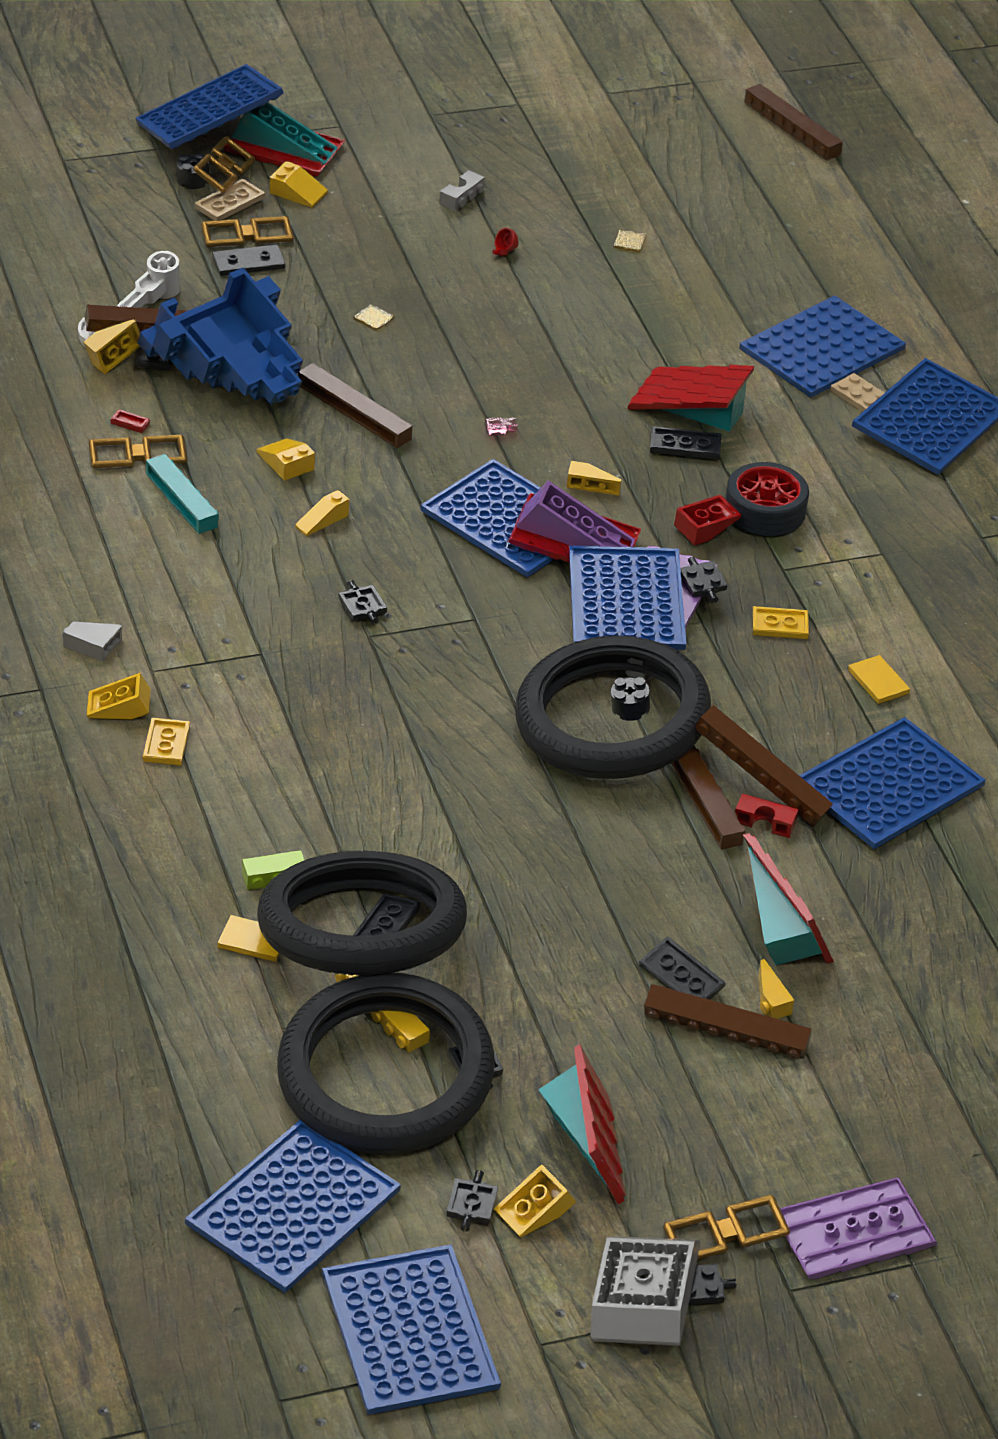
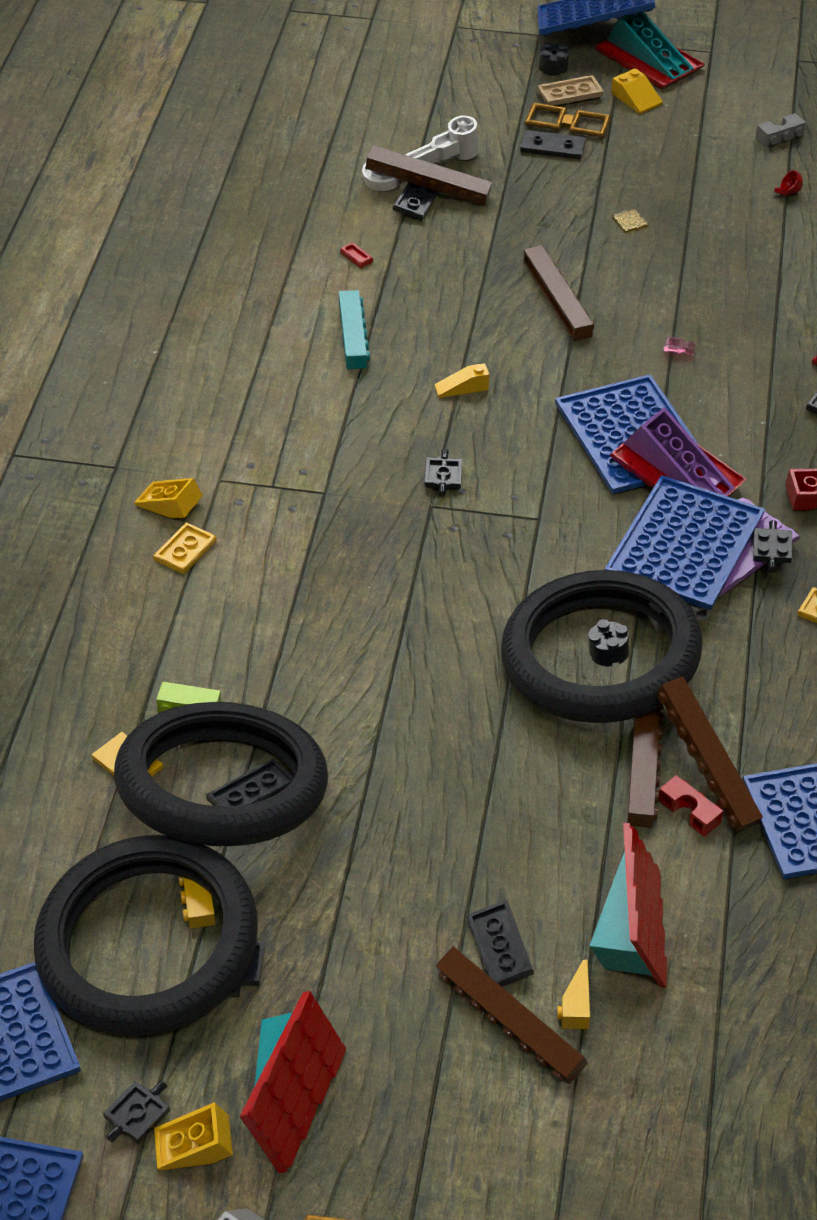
camera: 30 degrees right, 5 degrees up
(92, 639) = (187, 435): light grey slope -> none
(112, 345) = (378, 185): yellow slope -> none
(135, 452) = (341, 282): pearl gold bar -> none
(224, 164) = (581, 59): pearl gold bar -> none
(231, 340) = (477, 207): blue panel -> none
(288, 458) = (467, 324): yellow slope -> none
(590, 478) = (730, 417): yellow slope -> none

